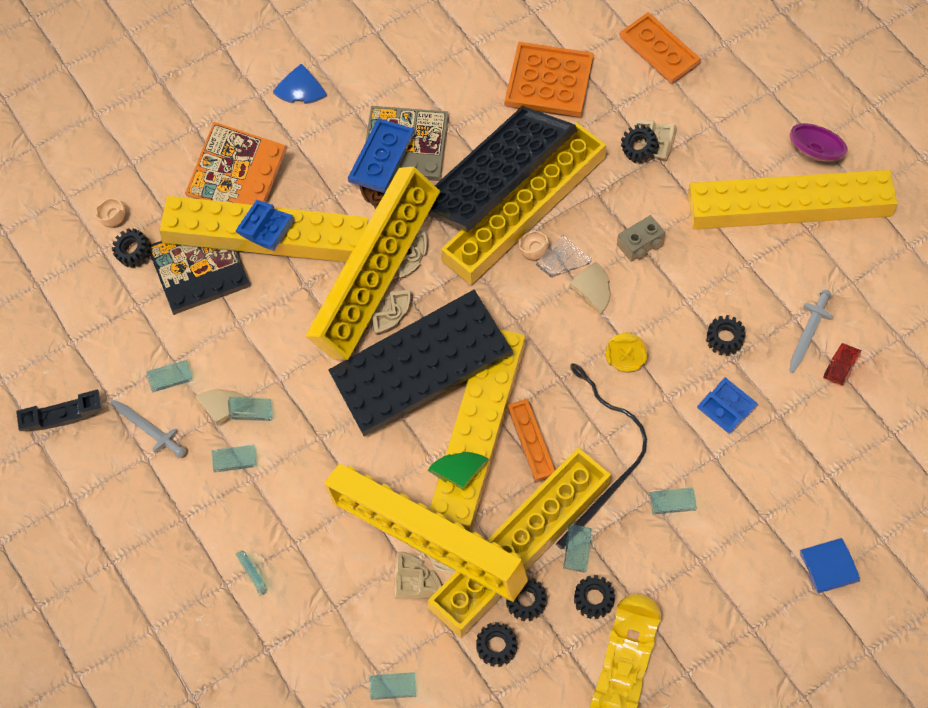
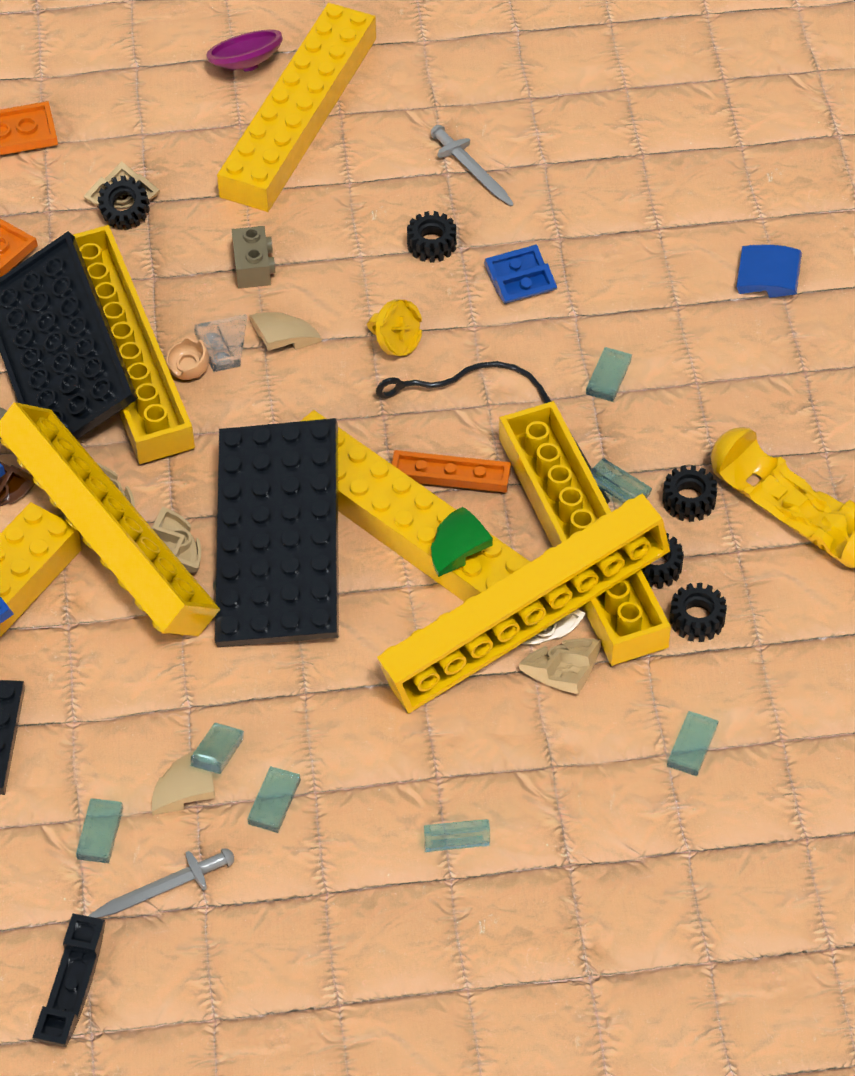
camera: 65 degrees left, 10 degrees down
(842, 364) = (535, 153): clear red slope -> none

